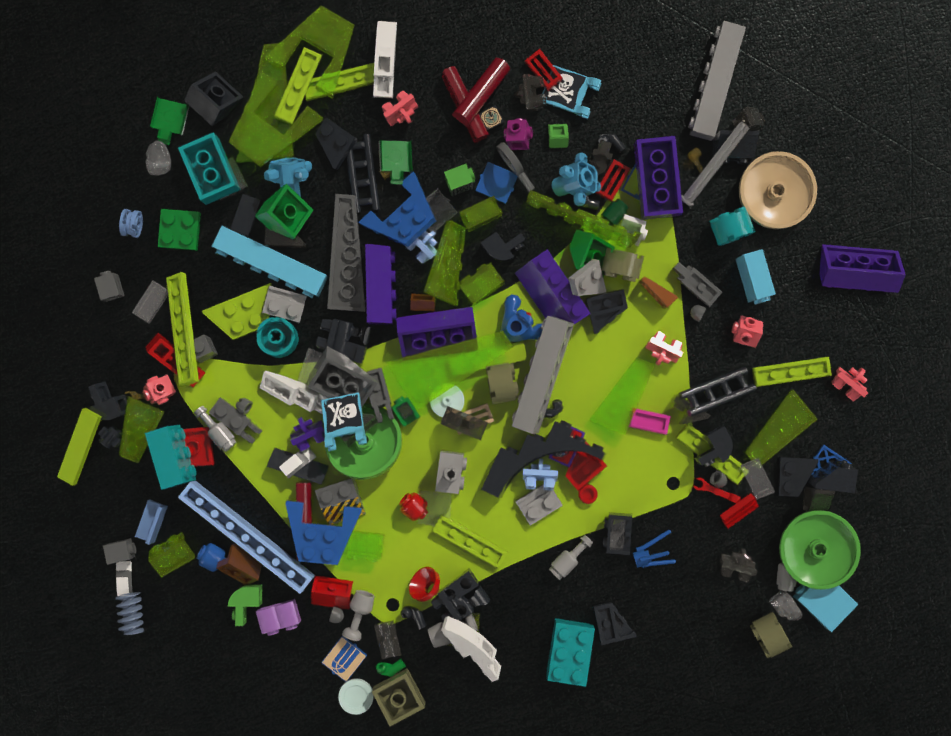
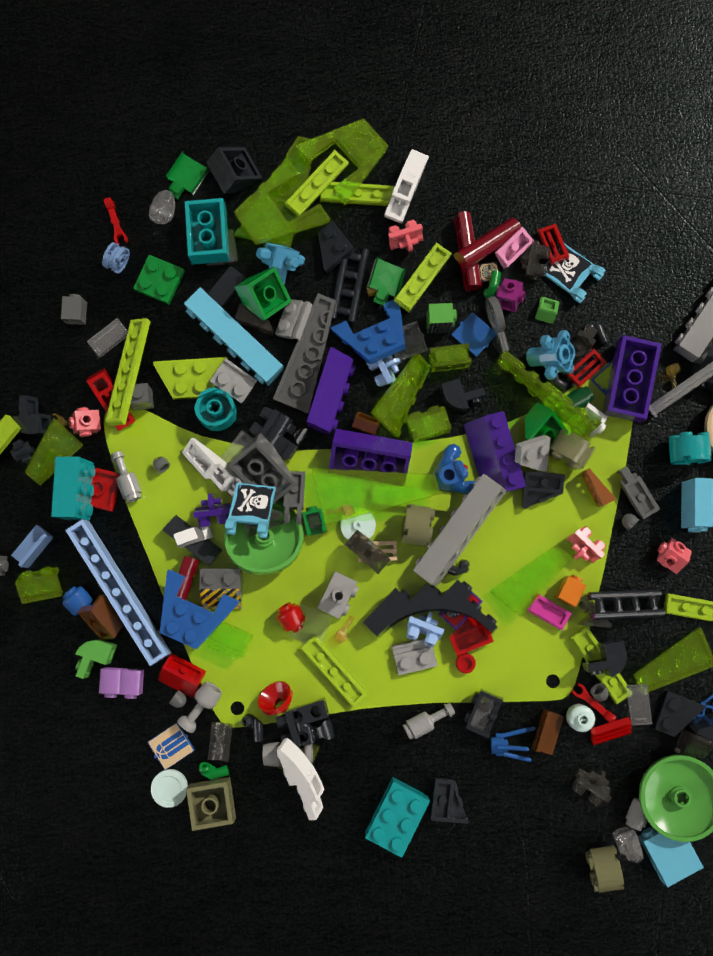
camera: 20 degrees right, 5 degrees down
(106, 173) = (114, 220): none -> red piece
(233, 419) = (146, 474): dark grey hinge -> none
(321, 226) = (293, 319): none -> light grey plate
(429, 144) = (422, 277): none -> lime tile
(432, 391) = (346, 509): none -> clear yellow hand
(465, 506) = (341, 636): none -> clear yellow hand
(498, 137) = (493, 284): none -> green arm
(507, 86) = (513, 247): none -> bright pink slope
(662, 395) = (570, 590): none -> orange brick
(682, 530) = (547, 732): none -> reddish brown panel
(703, 504) = (580, 711): none -> light aqua head

